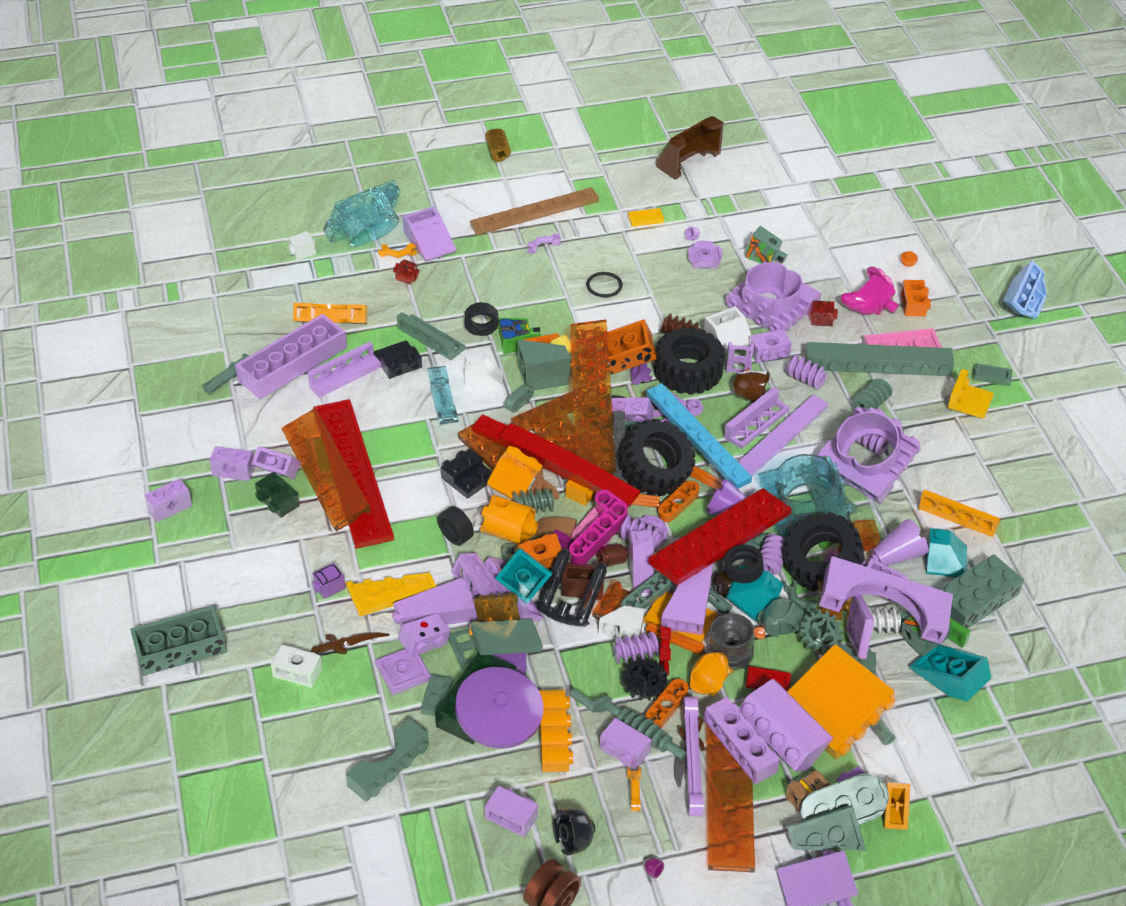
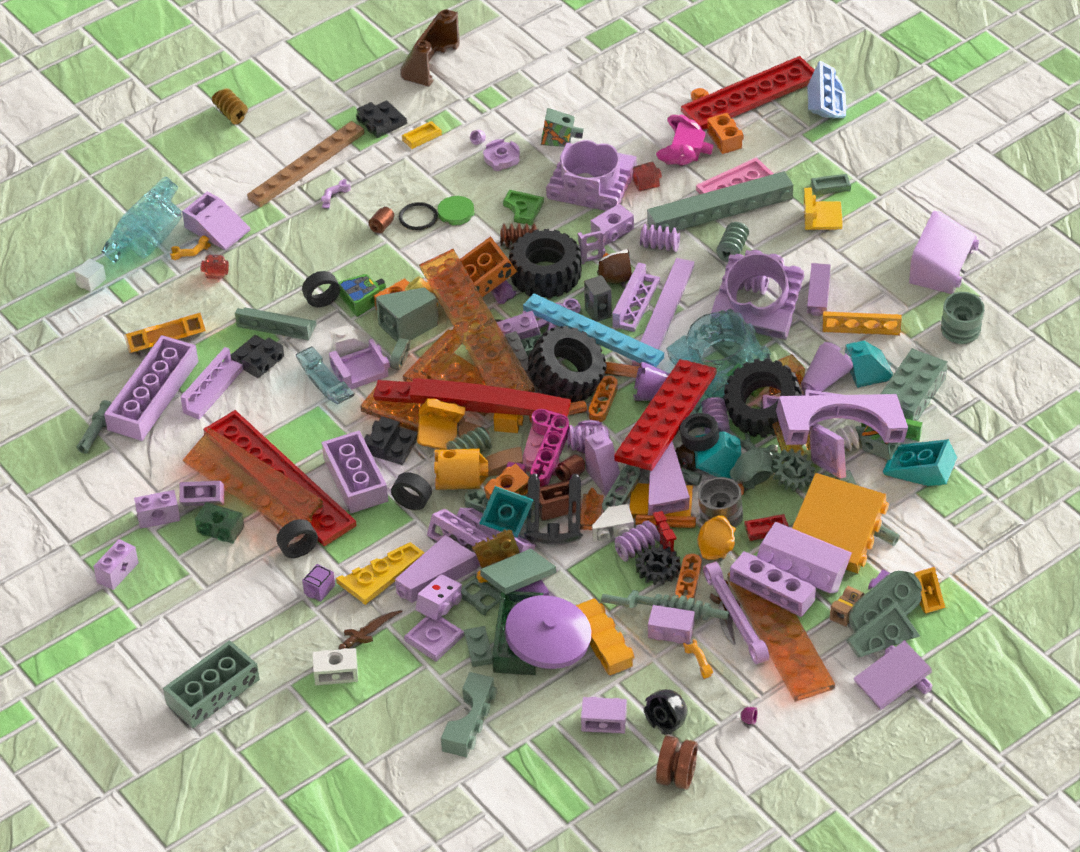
camera: 20 degrees left, 0 degrees up
(332, 523) = (291, 531): none -> black tyre
(417, 490) = (354, 471): none -> lavender brick
(478, 398) = (360, 367): none -> lavender panel
(569, 277) = (381, 220): none -> copper brick
(617, 193) = (380, 118): none -> black plate
(639, 289) = (456, 210): none -> bright green tile
(700, 305) = (523, 205): none -> bright green tile
(719, 407) = (598, 298): none -> dark grey brick
(728, 326) = (567, 218): white slope -> none
(932, 466) = (818, 288): none -> lavender slope
(957, 269) = (750, 92): none -> red plate
(1059, 541) = (962, 317): none -> sand green wheel
(1067, 472) = (941, 254): none -> lavender windscreen

